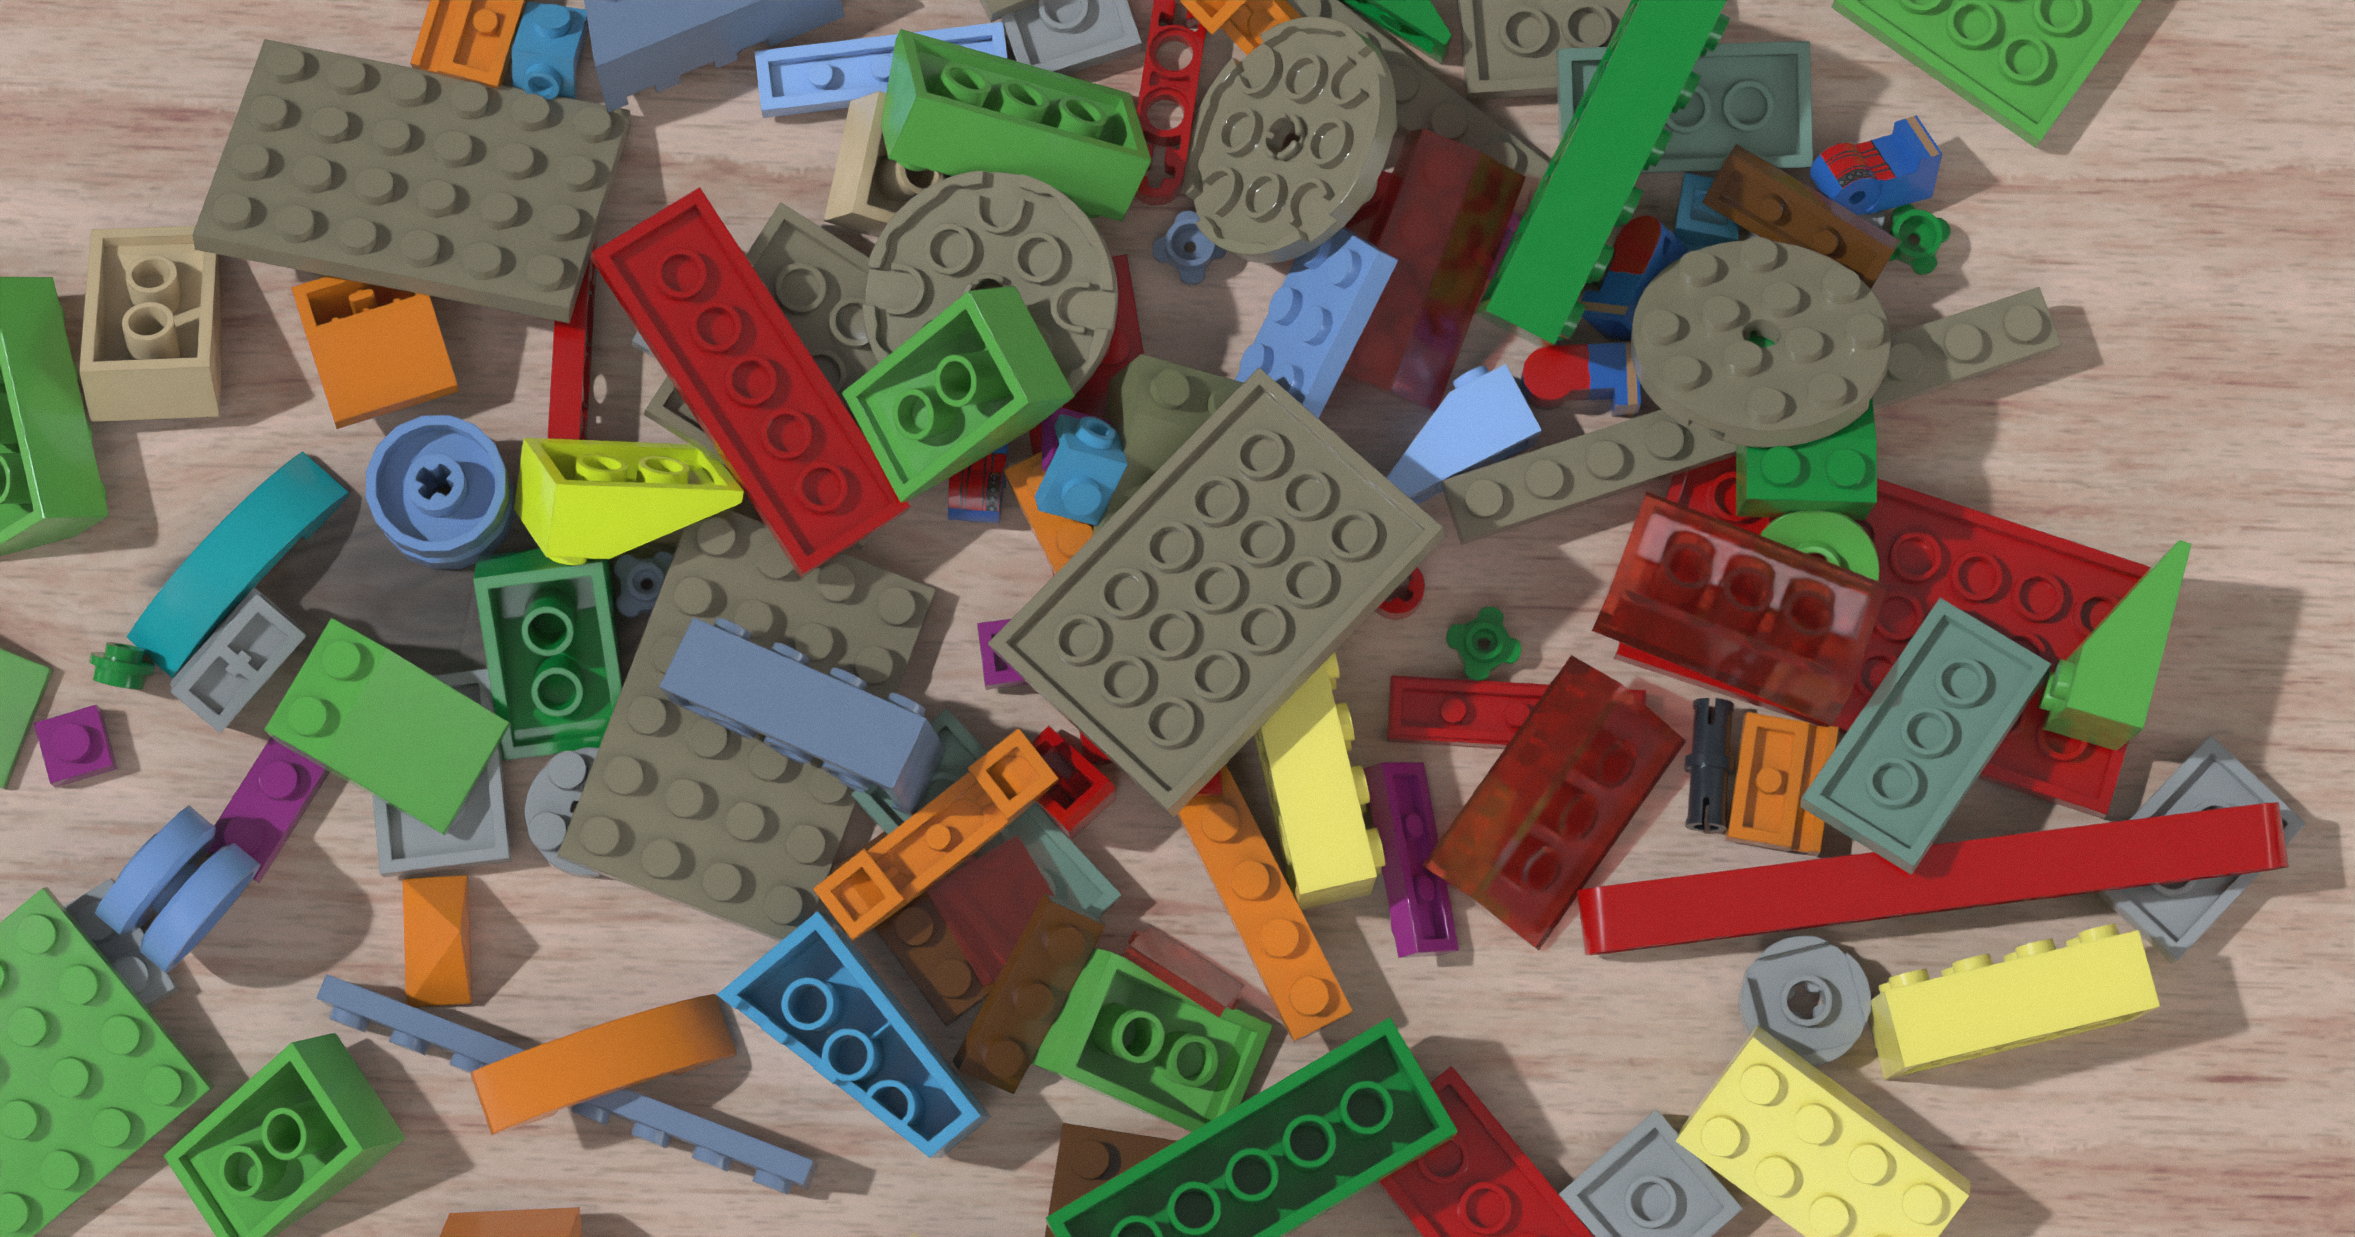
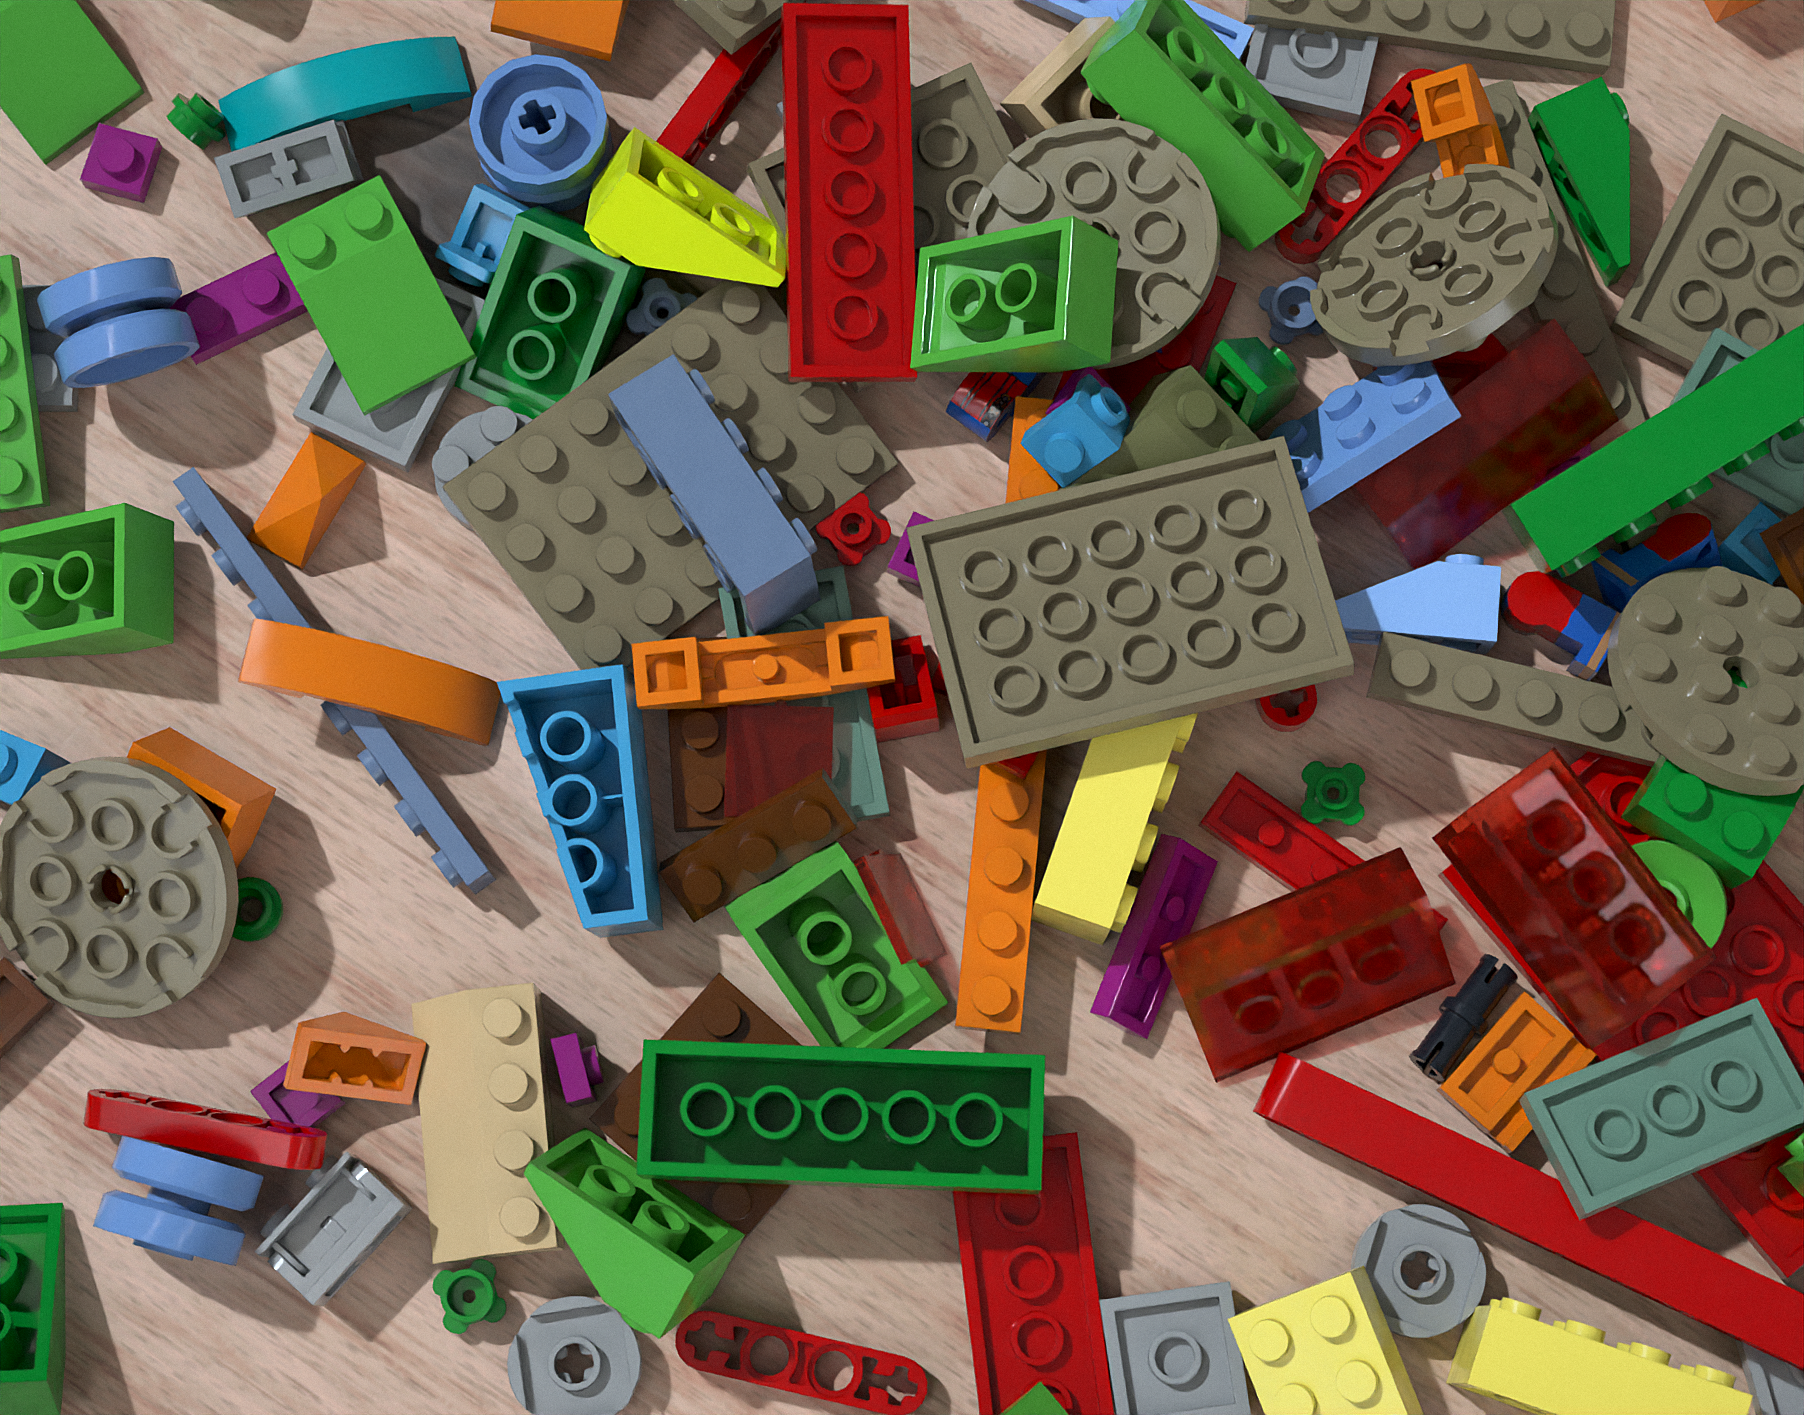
camera: 35 degrees right, 0 degrees up
(447, 613) = (480, 235): none -> dark azure bracket
(943, 685) = (853, 547): none -> red plate
(1197, 331) = (1252, 379): none -> green slope

